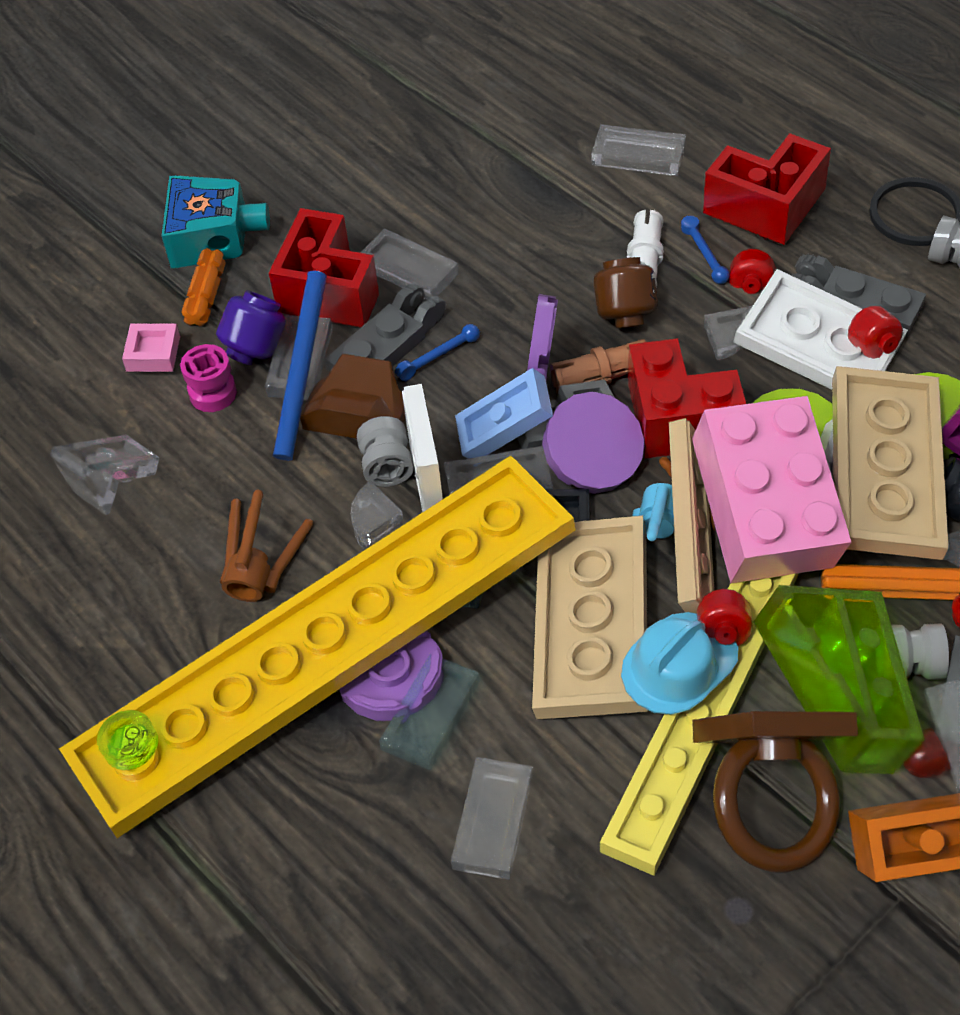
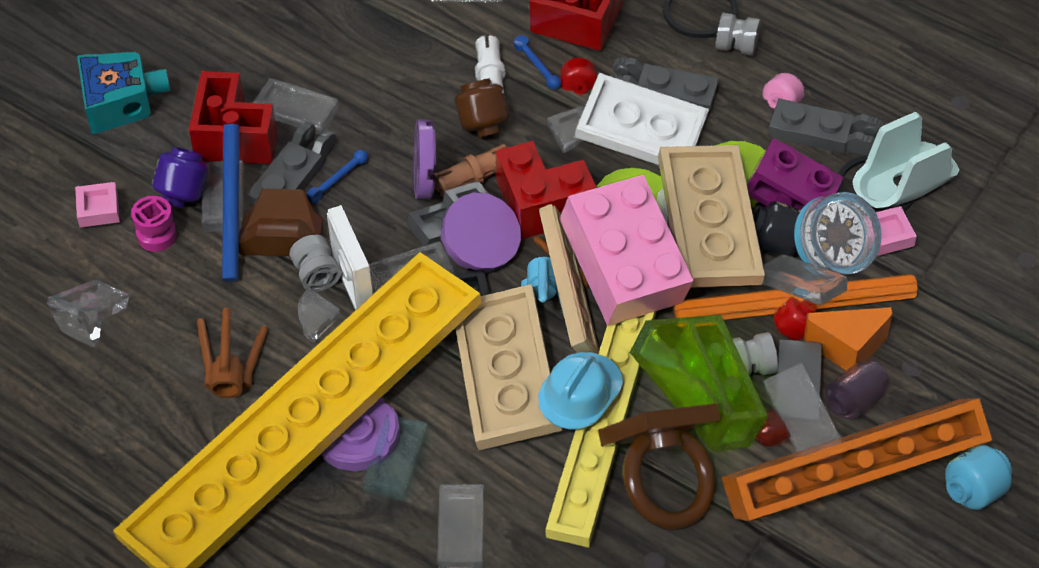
camera: 15 degrees left, 0 degrees up
(127, 739) = (168, 514): clear neon green tile -> none
(203, 287) = (127, 147): orange axle -> none
(504, 415) = (405, 220): light blue plate -> none
(726, 616) = (609, 350): red piece -> none
(875, 331) = (684, 114): red piece -> none

